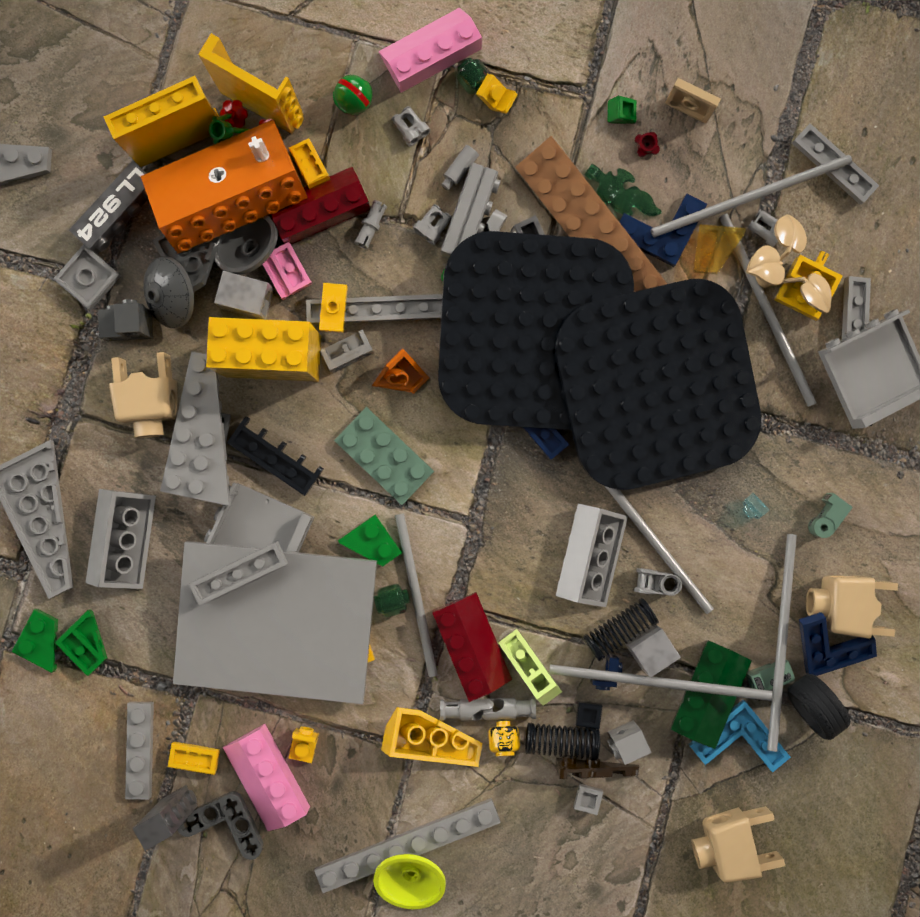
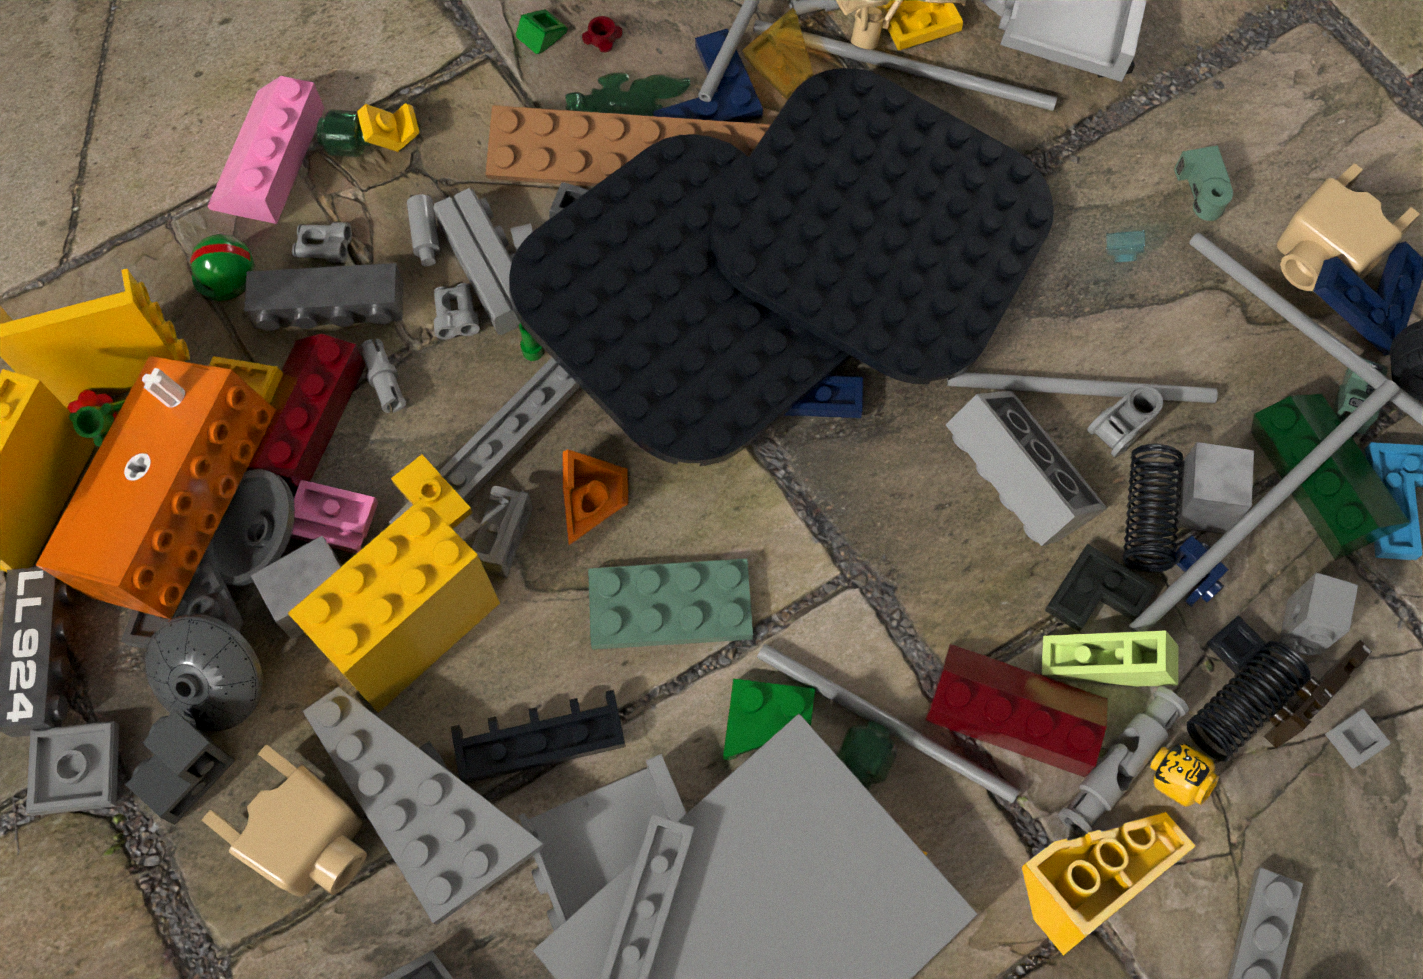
camera: 45 degrees left, 20 degrees down
(382, 158) = (324, 296): none -> flat silver brick
(564, 629) = (1097, 579): none -> pearl dark grey tile

